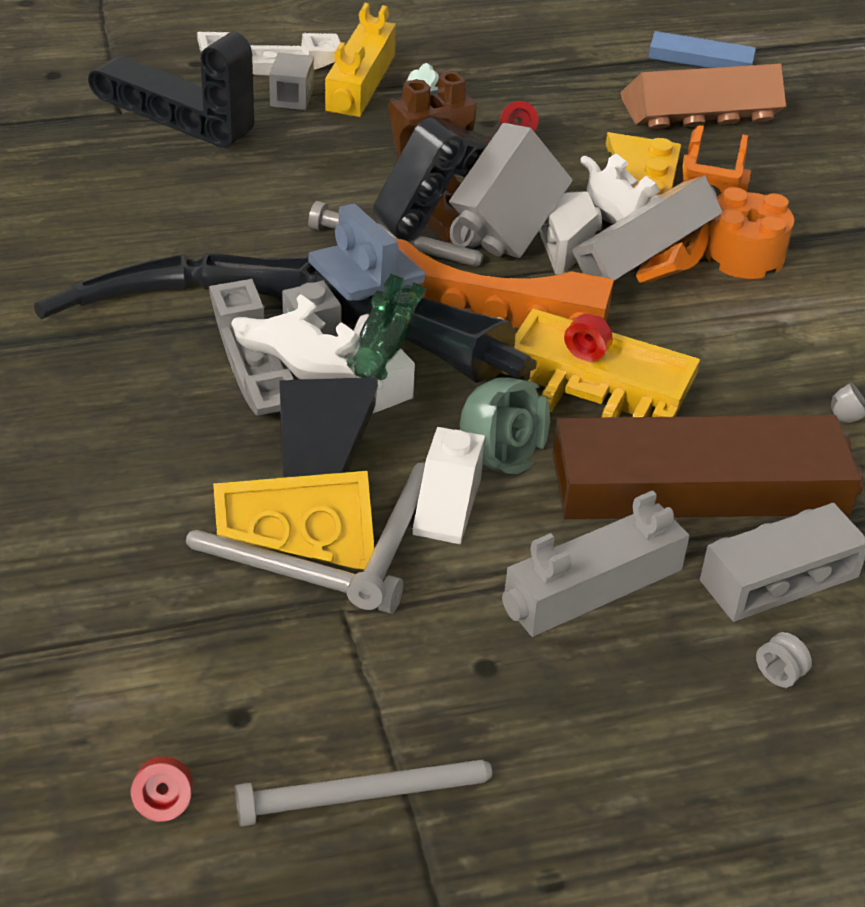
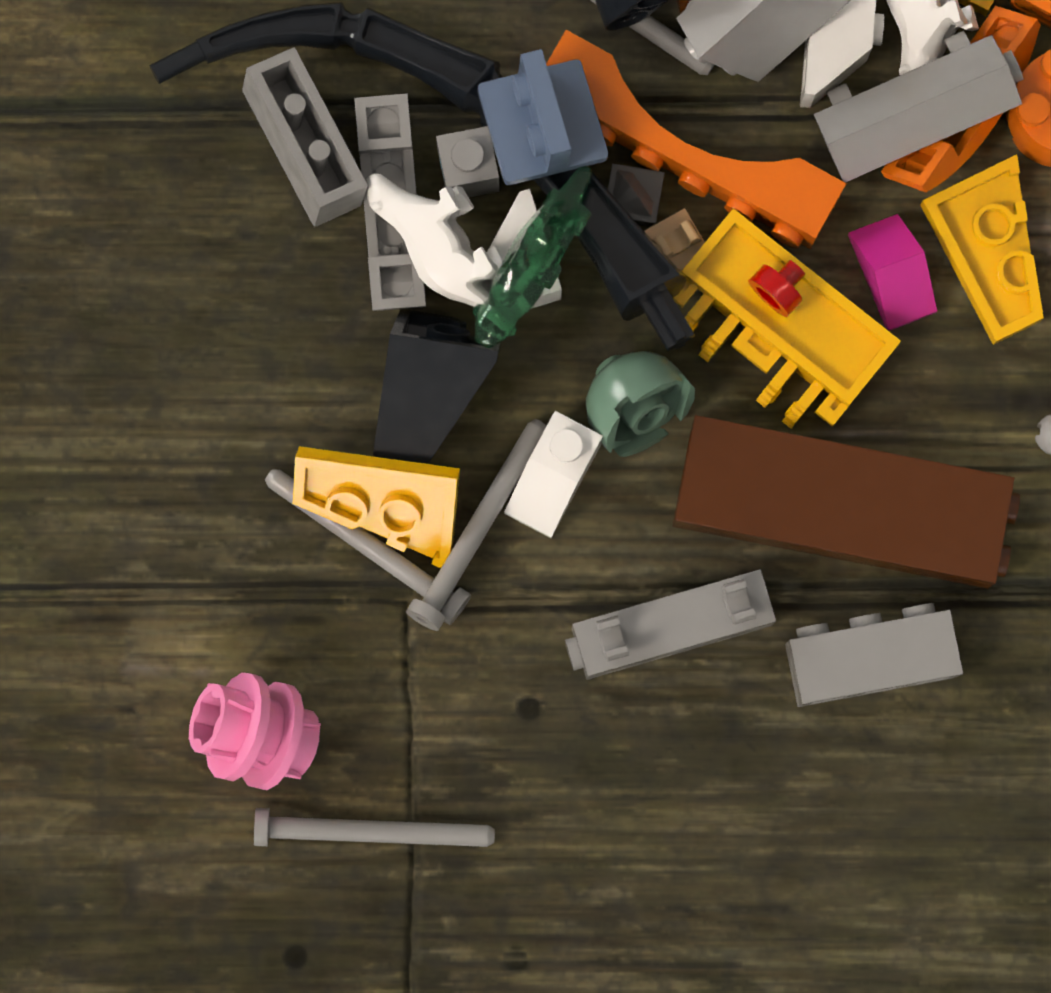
camera: 15 degrees right, 40 degrees up
(162, 788) = (190, 797): tile -> none
(174, 317) = (304, 137): none -> light grey brick
(219, 699) = (254, 731): none -> bright pink piece
(676, 329) = (894, 271): none -> dark pink slope
(736, 315) = (989, 247): none -> yellow wing
(784, 659) = (818, 783): light grey bush -> none

